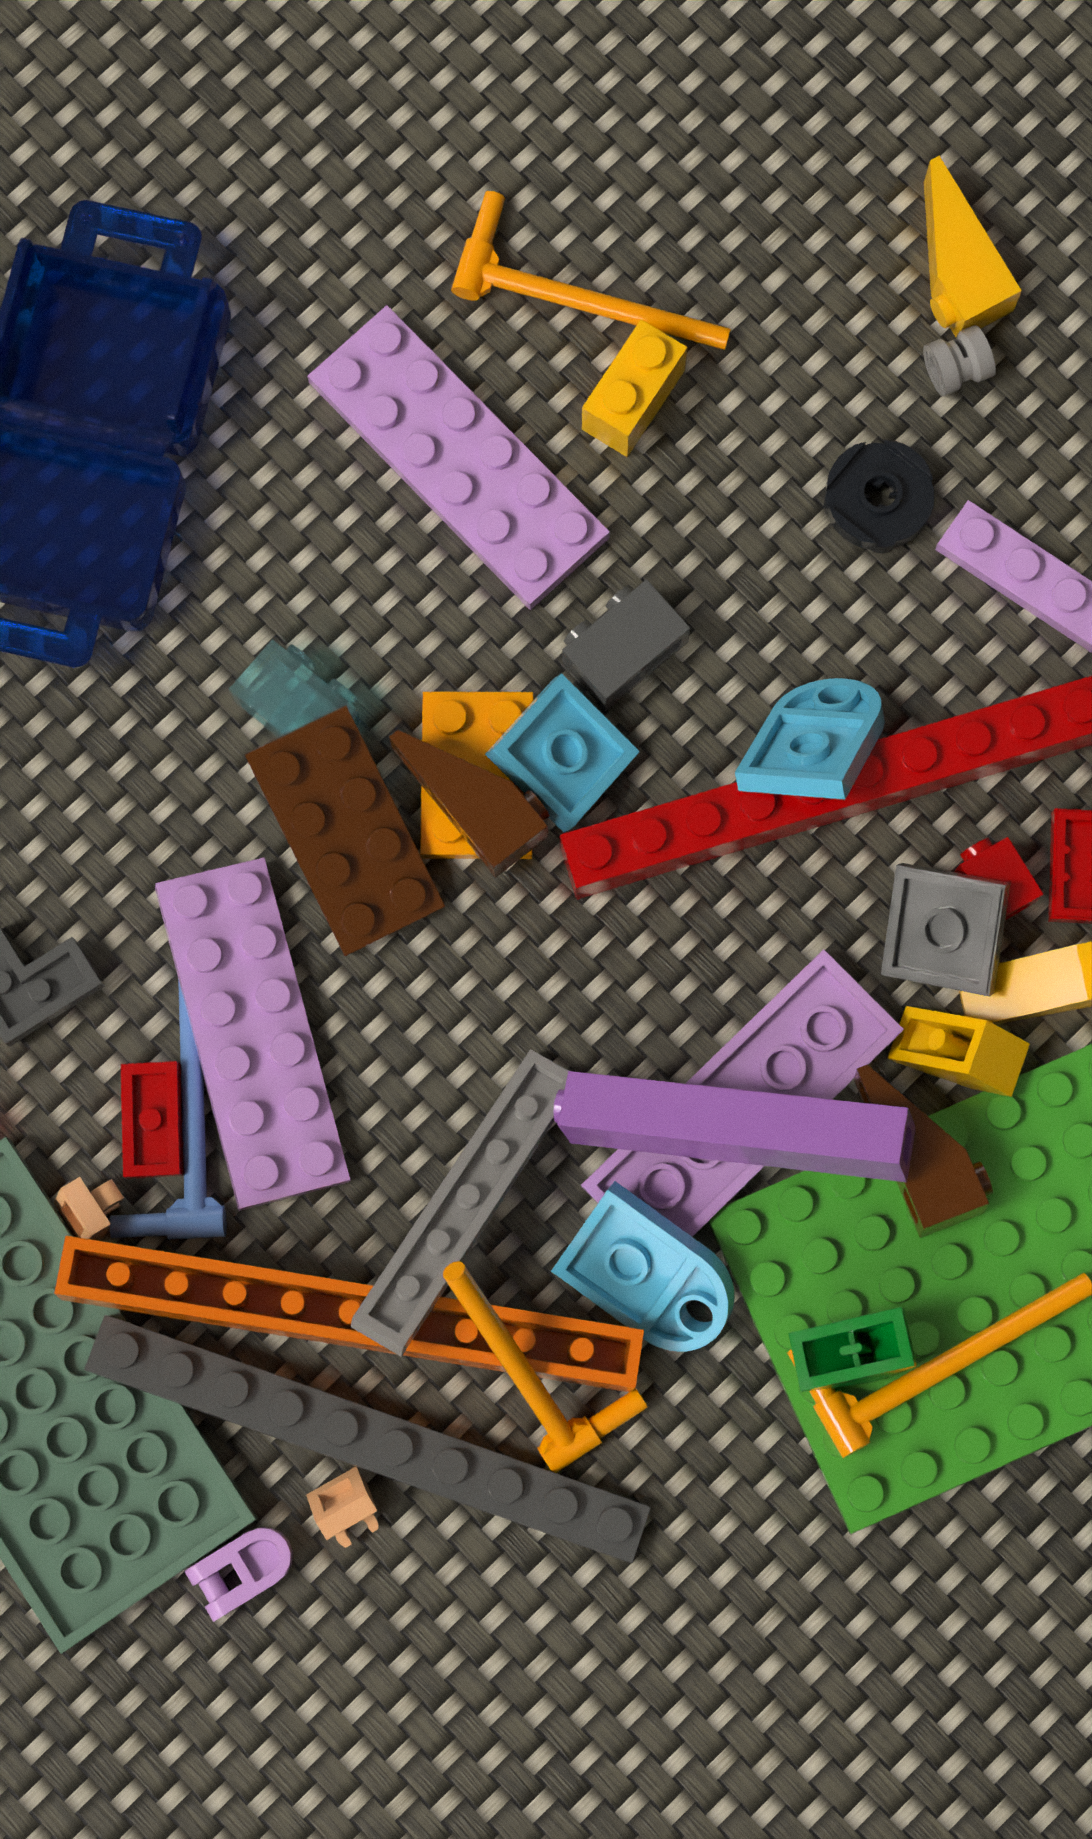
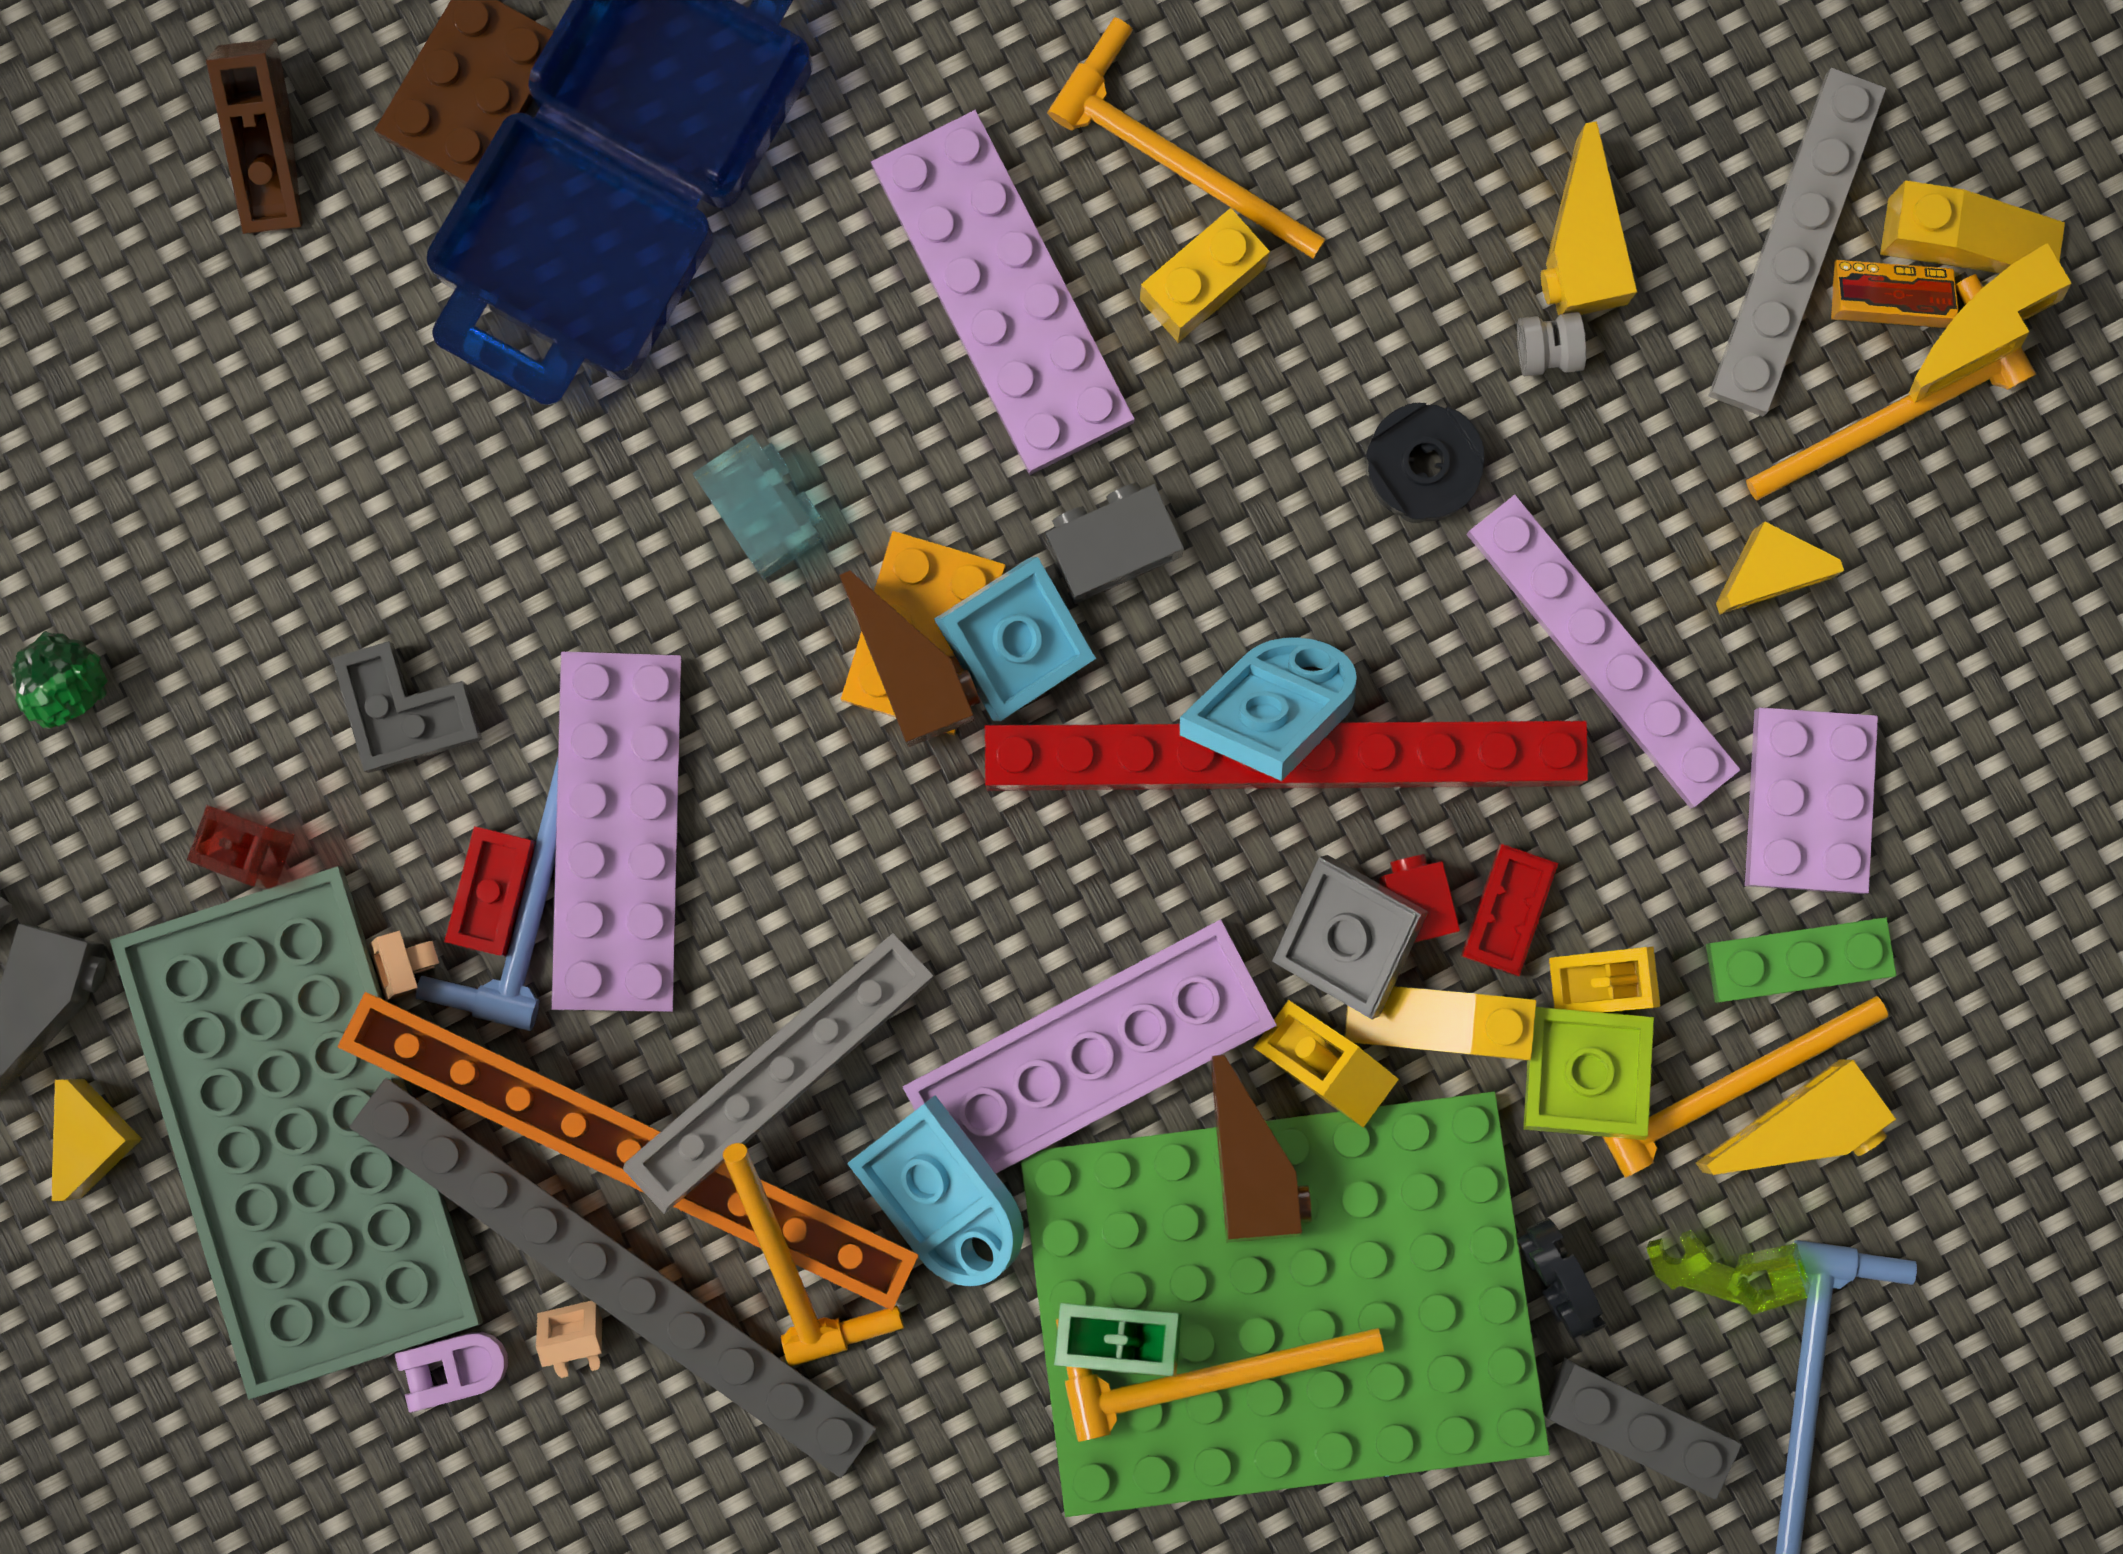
camera: 15 degrees right, 5 degrees up
(344, 830) = (768, 653): reddish brown plate -> none
(736, 1125) = (1072, 1078): medium lavender brick -> none

